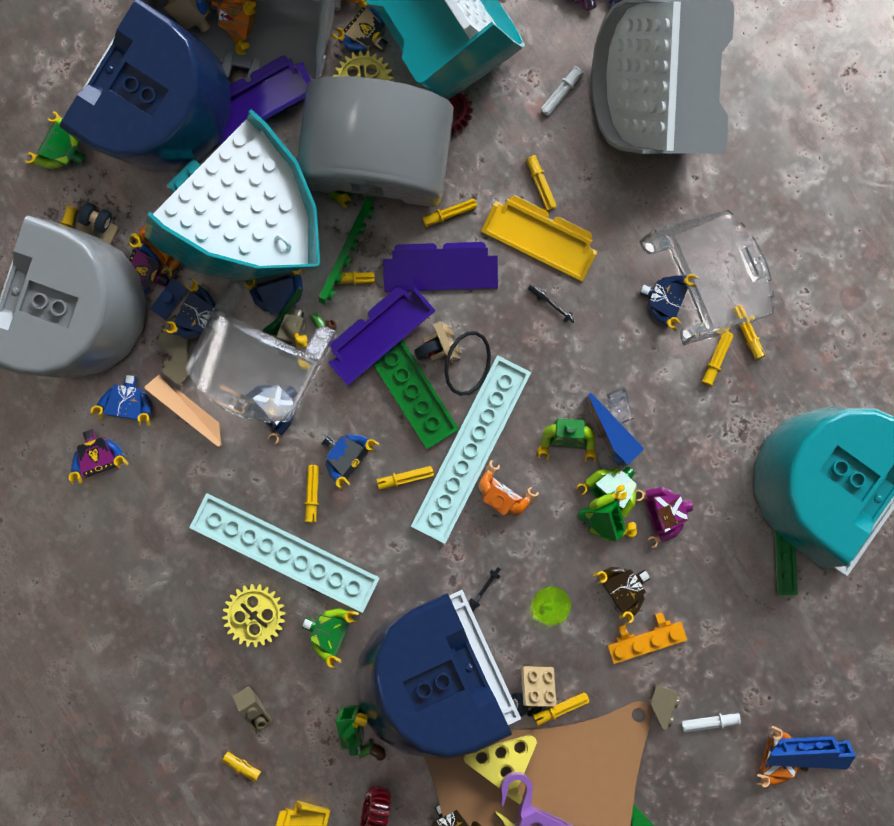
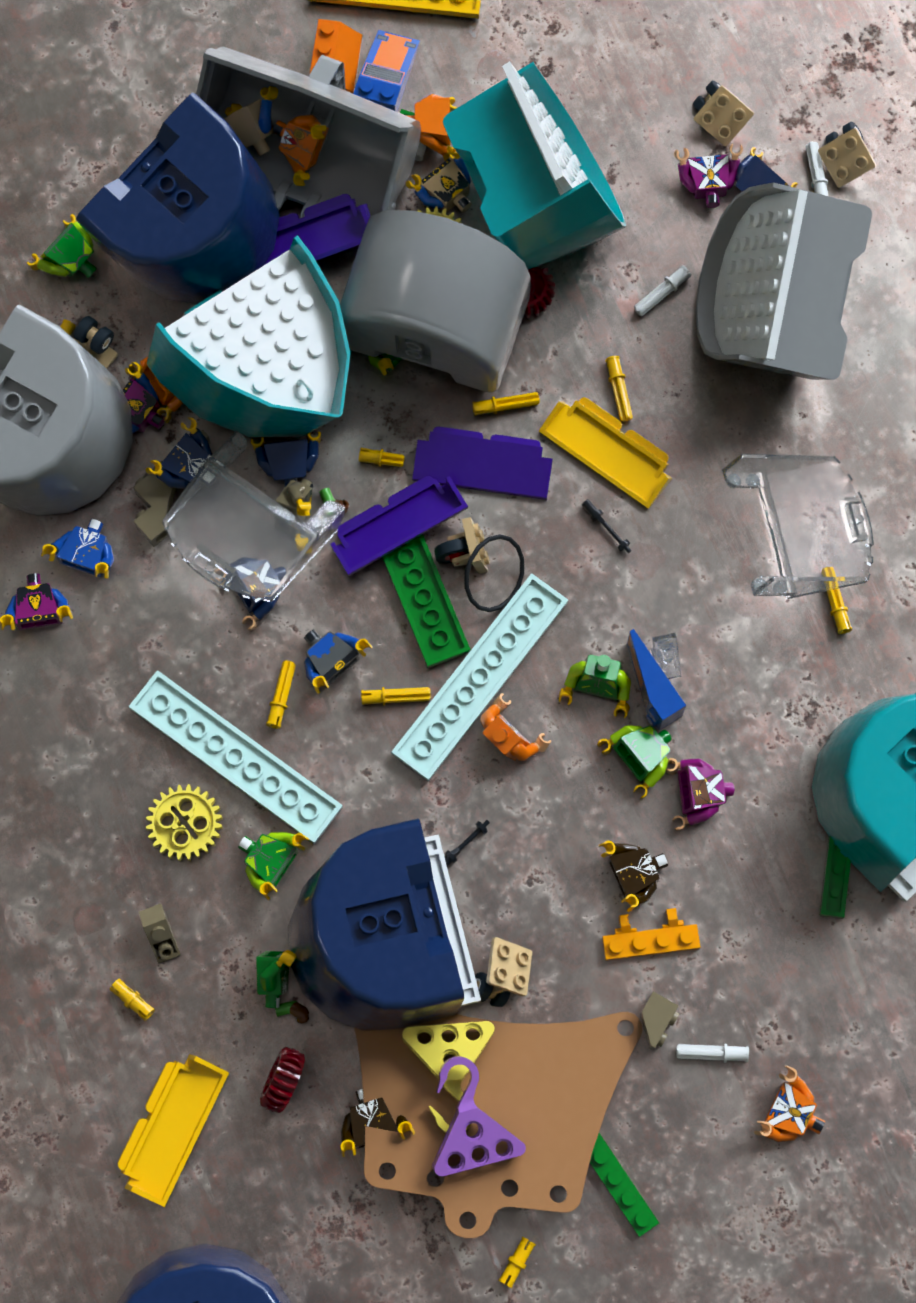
camera: 15 degrees right, 10 degrees down
(169, 299) = (159, 444): blue tile -> none
(186, 409) = (152, 571): light nougat wedge -> none
(273, 328) = (294, 475): dark green piece -> none
(343, 259) = (372, 430): green plate -> none
(551, 605) = (543, 877): clear neon green tile -> none
(561, 708) = (532, 1001): yellow axle -> none
(605, 517) = (626, 781): torso -> none
(667, 298) = (745, 542): dark blue torso -> none
(717, 359) = (788, 632): yellow axle -> none
(812, 753) = (831, 1109): blue wedge -> none

